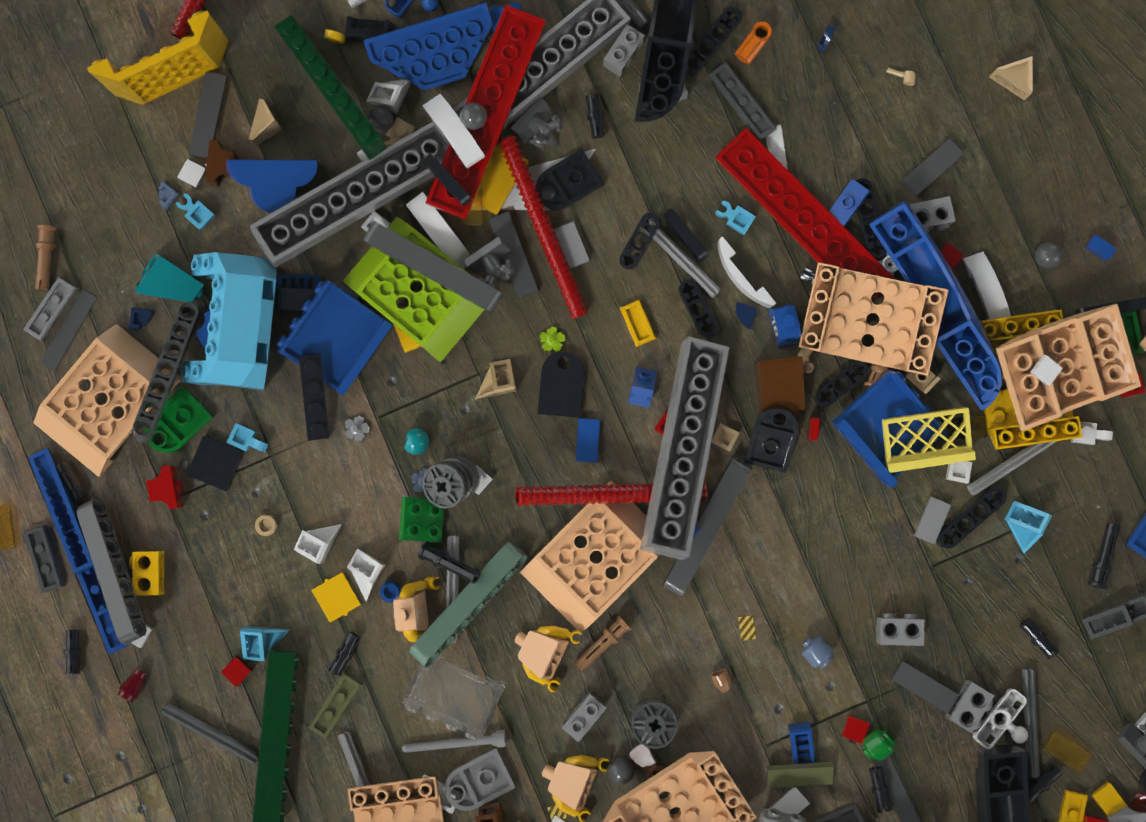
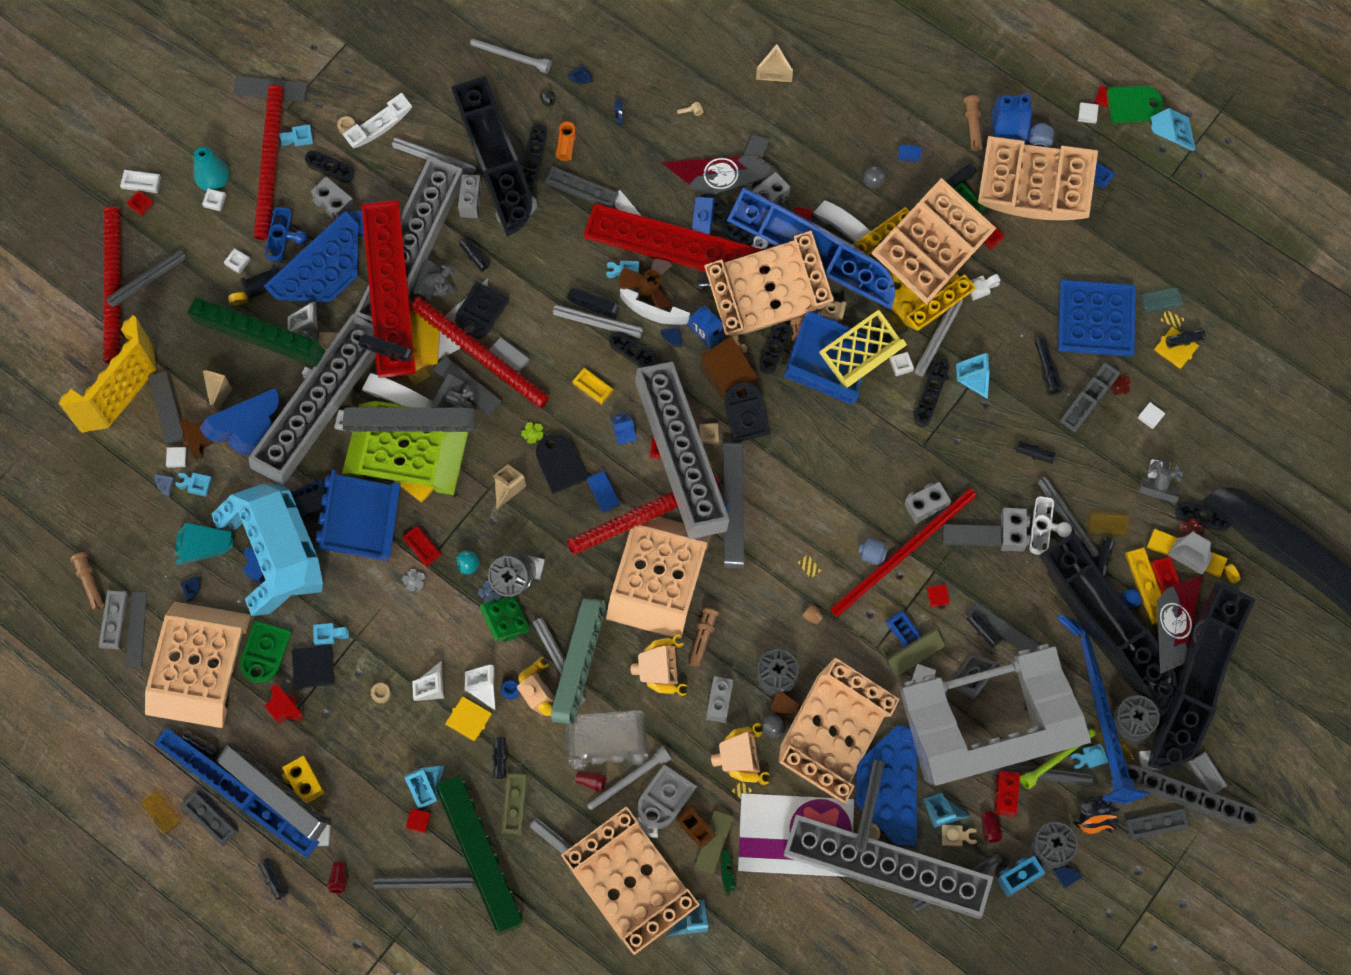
camera: 30 degrees left, 15 degrees down
(164, 381) = (237, 610): dark grey beam -> none
(313, 396) = (366, 570): black plate -> none
(382, 398) = (421, 546): none -> red tile
(419, 725) = (592, 780): none -> dark red cone
(441, 559) = (538, 639): black pin -> none
(454, 130) = (372, 311): white slope -> none
(473, 116) = (380, 292): dark grey piece -> none
(637, 258) = (554, 318): black beam -> none
(736, 234) = (648, 283): none -> reddish brown piece
(813, 429) = (773, 391): red tile -> none
(847, 666) = (903, 552): none -> red axle
(879, 744) = (962, 595): green head -> none
(892, 164) = (720, 174): none -> sticker
(932, 520) = (903, 410): light grey tile -> none
(1046, 370) = (917, 249): white tile -> none

